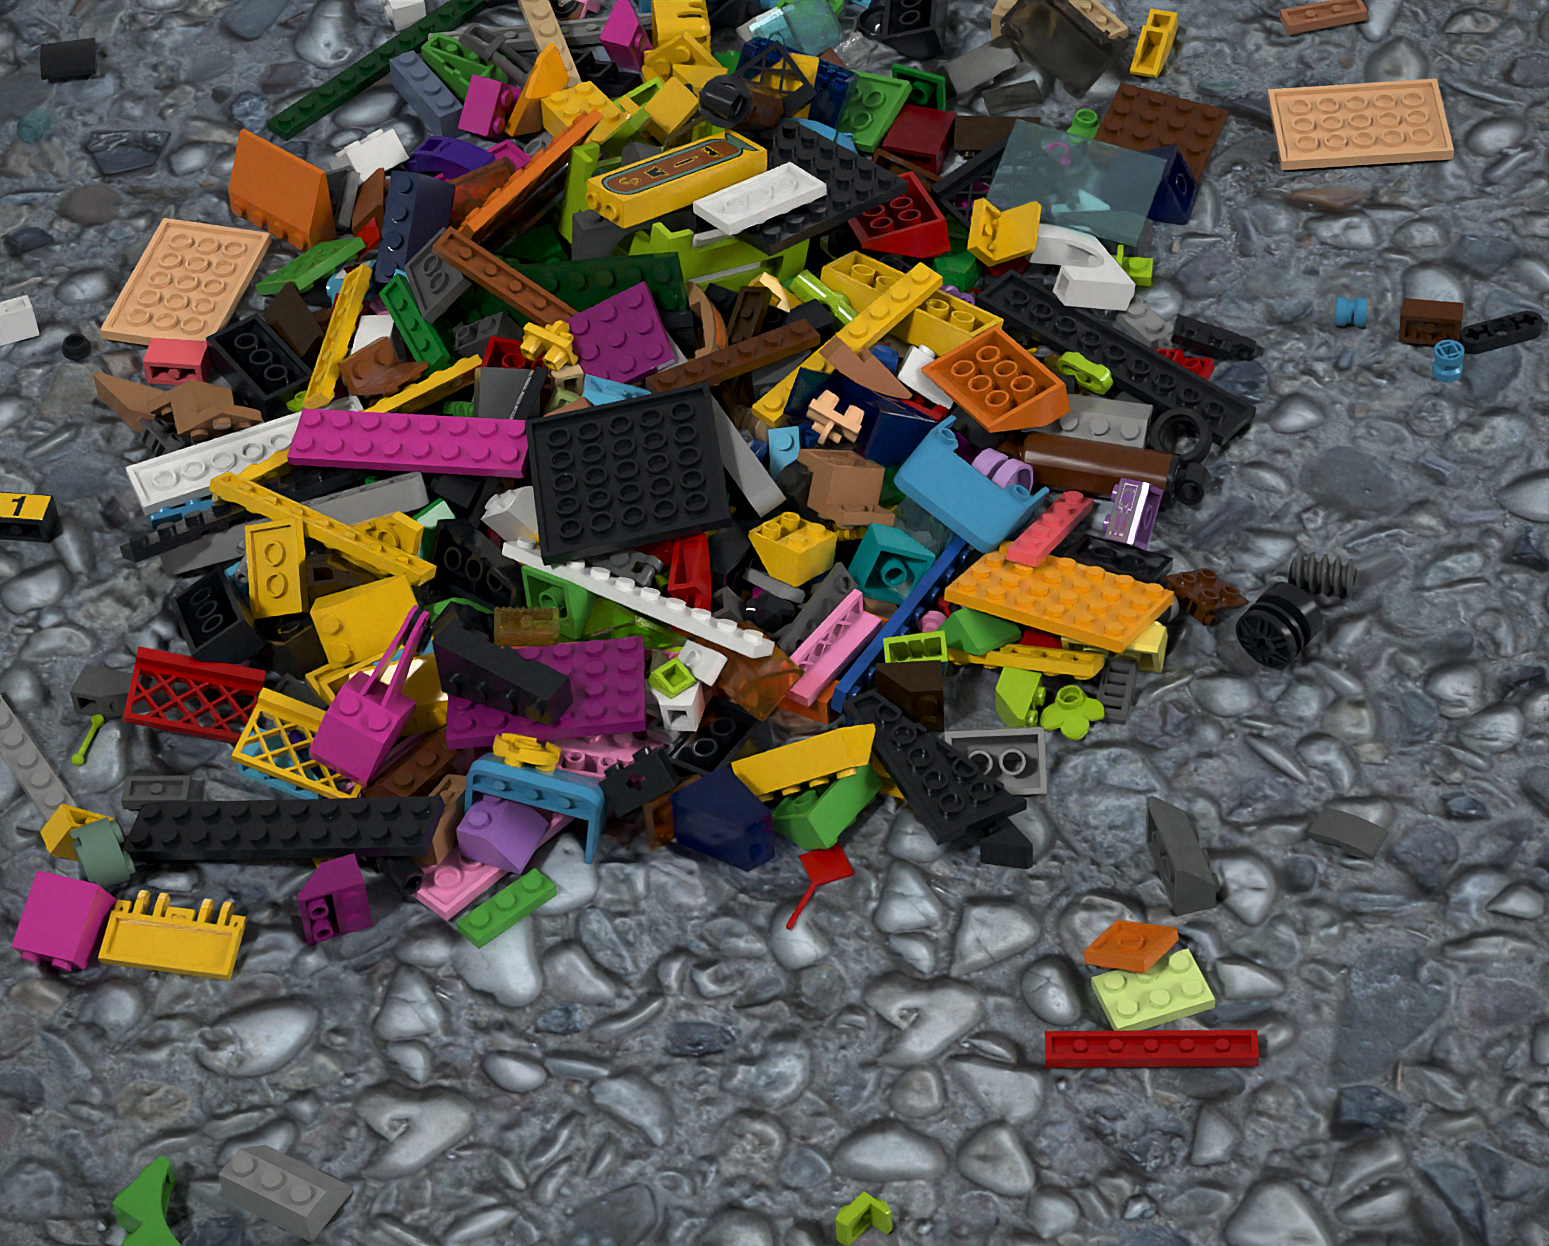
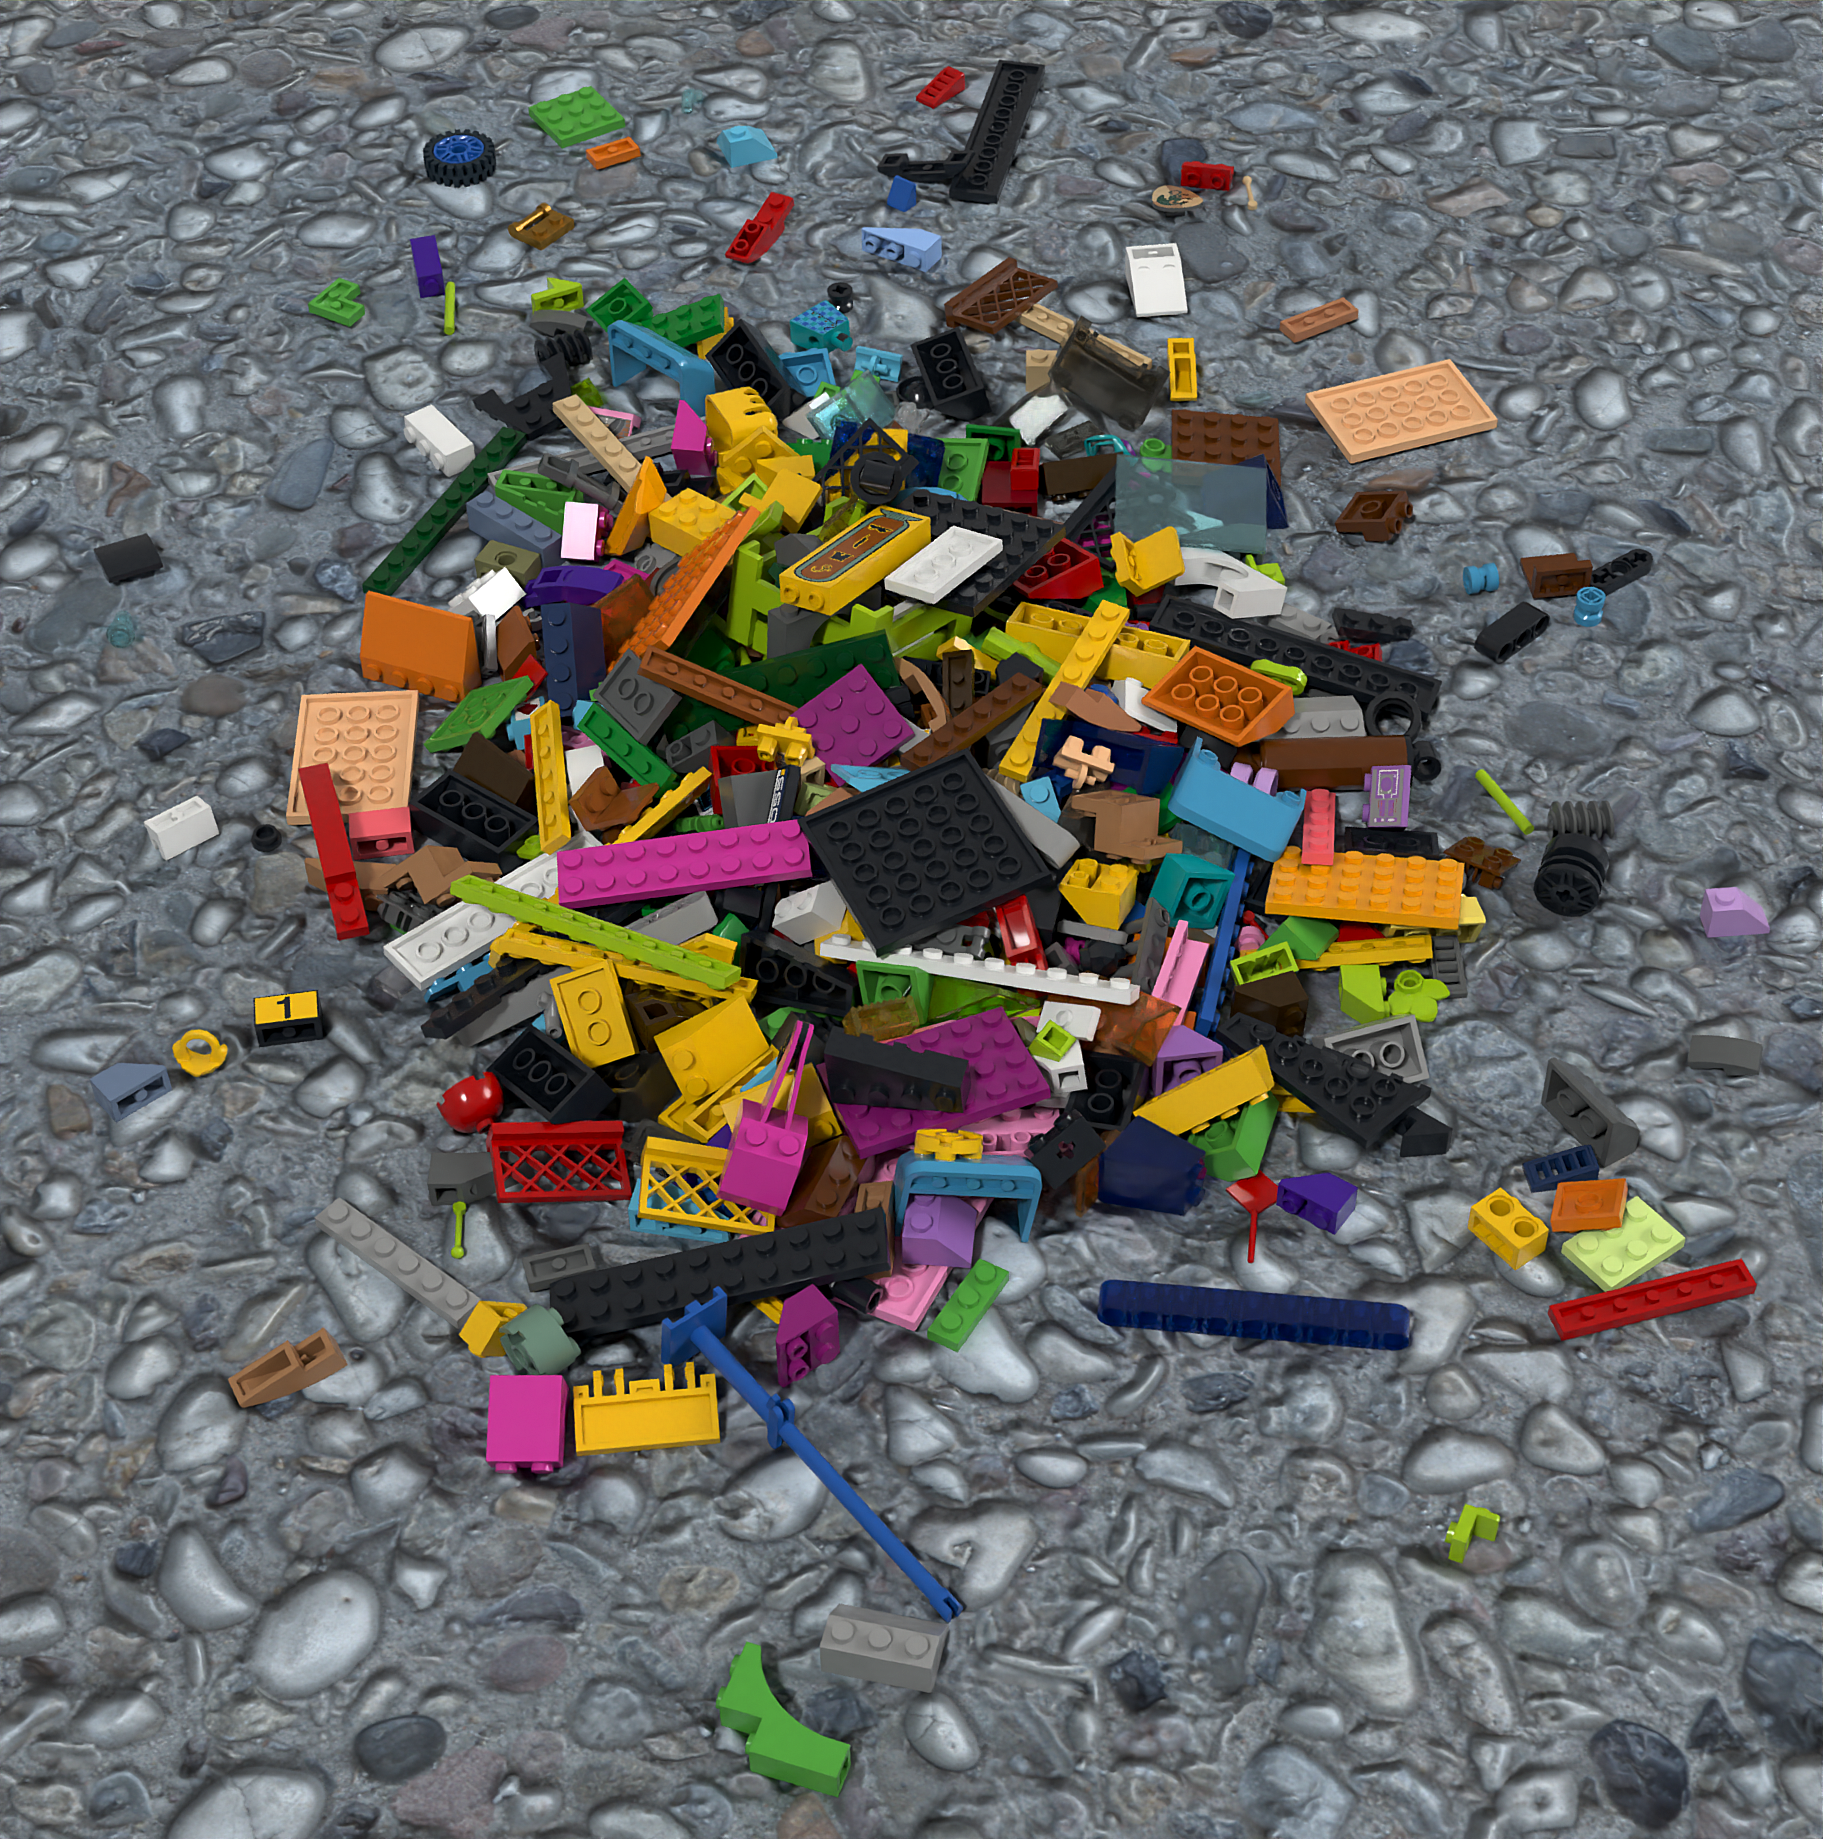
camera: 20 degrees left, 0 degrees up
(111, 390) = (334, 852): none -> red slope
(144, 626) = (473, 1104): none -> red cylinder
(243, 876) = (701, 1332): none -> blue piece
(304, 490) = (598, 932): none -> lime plate
(408, 123) = (519, 562): none -> olive brick
(763, 976) = (1254, 1315): none -> clear blue beam
(800, 717) = (1183, 1057): none -> medium lavender slope
(877, 884) = (1318, 1199): none -> dark purple slope
(937, 118) = (1025, 468): none -> red slope
(1045, 950) = (1508, 1228): none -> yellow brick
(1051, 114) = (1109, 440): none -> teal piece
(1146, 901) = (1570, 1158): none -> dark blue slope
(1261, 541) = (1504, 801): none -> lime bar
(1276, 227) = (1375, 514): none -> reddish brown plate
(1354, 372) = (1511, 632): none -> black beam
(1431, 697) = (1731, 913): none -> lavender slope

